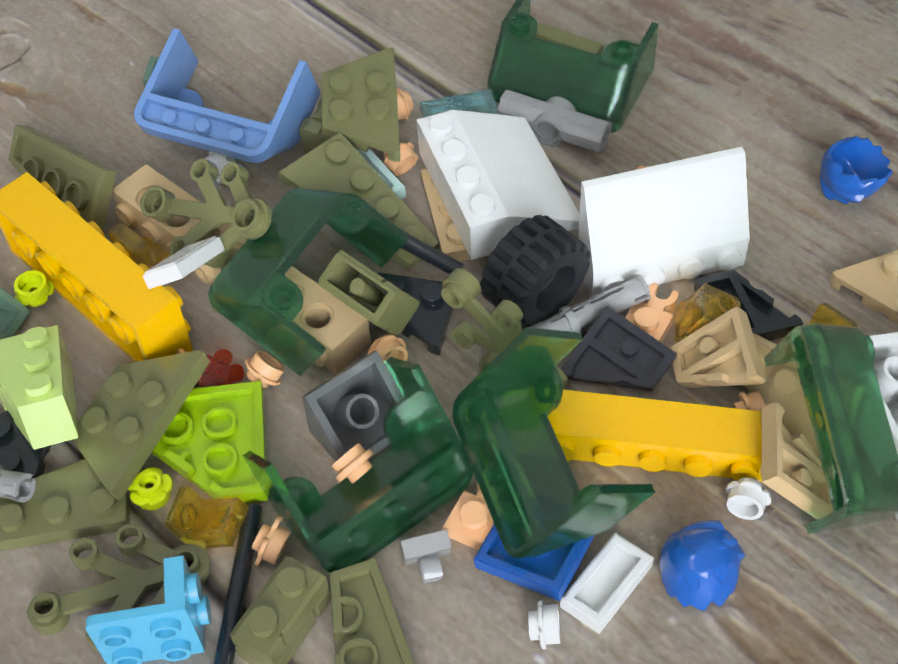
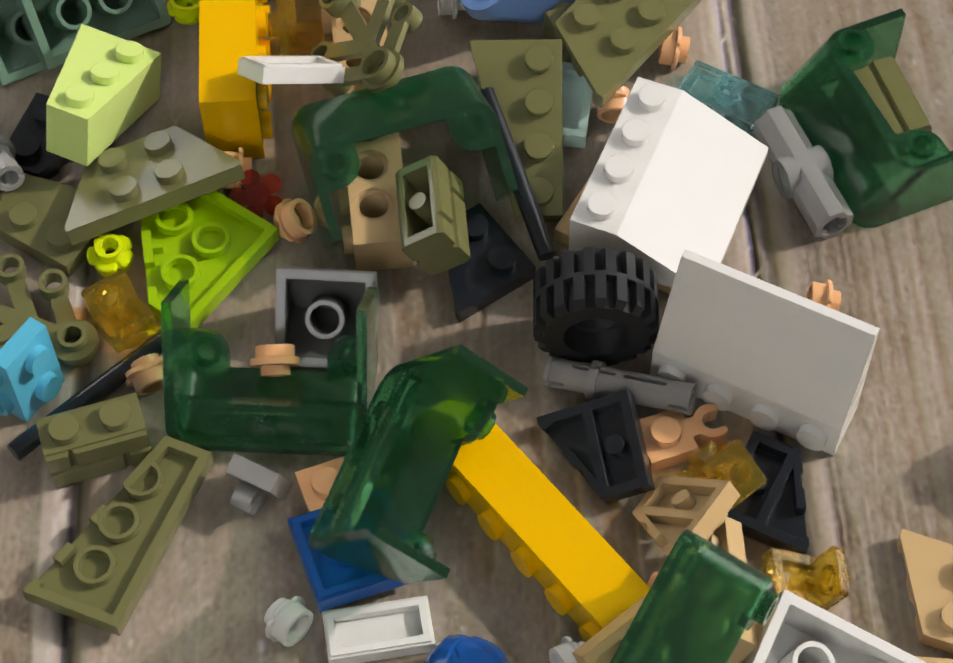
camera: 40 degrees right, 5 degrees up
(390, 346) = (408, 286): light nougat plate -> none
(502, 326) = (484, 271): olive plant -> none

